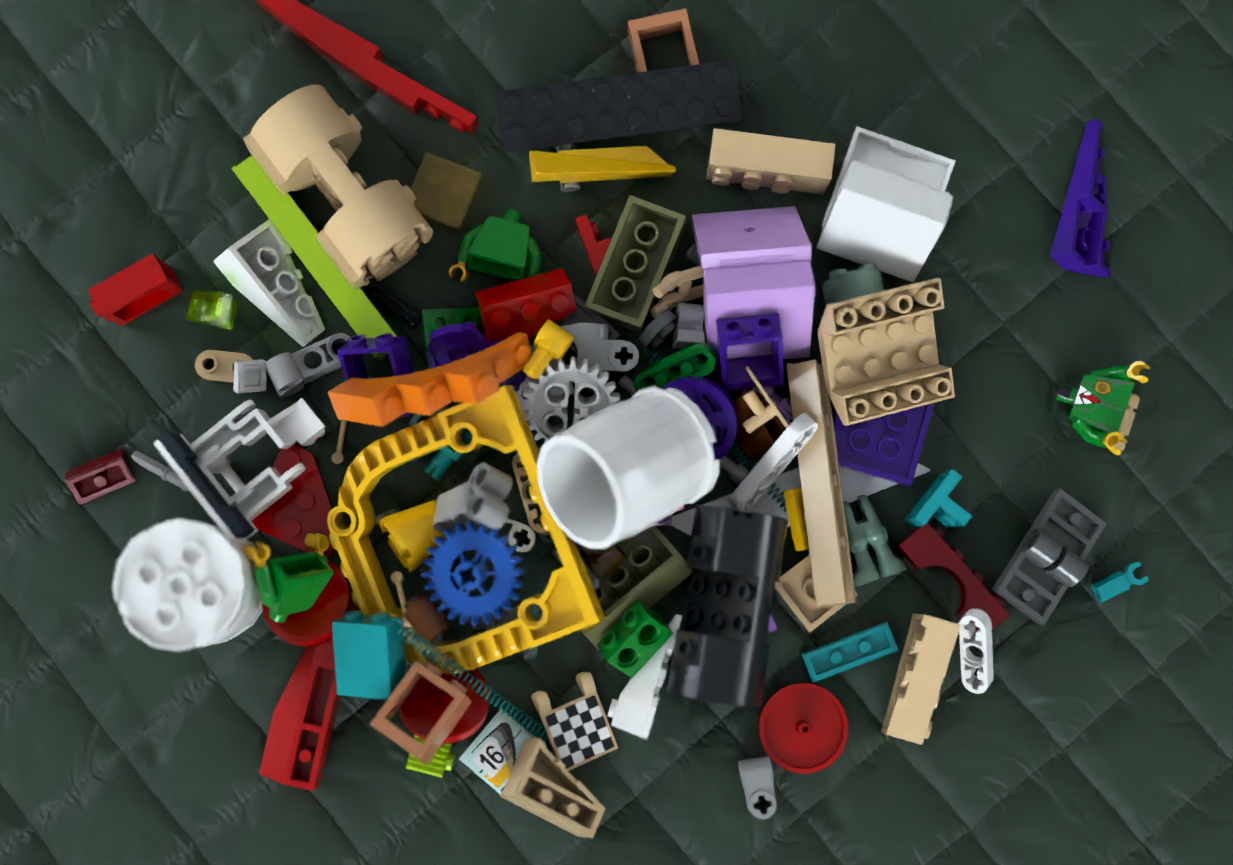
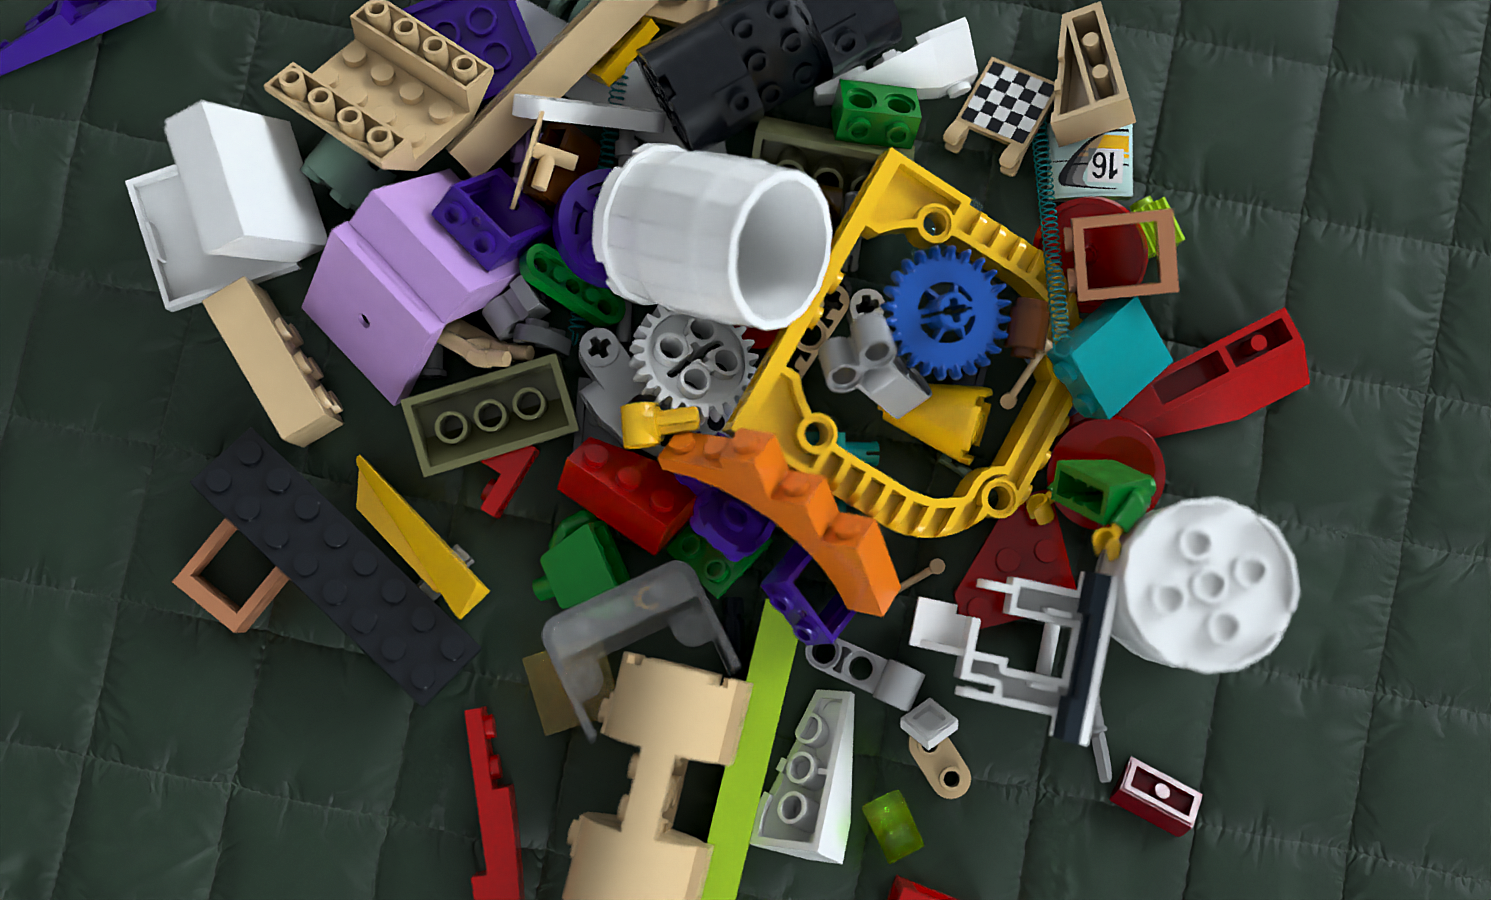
camera: 130 degrees left, 0 degrees up
(462, 209) = (626, 614): none -> clear windscreen

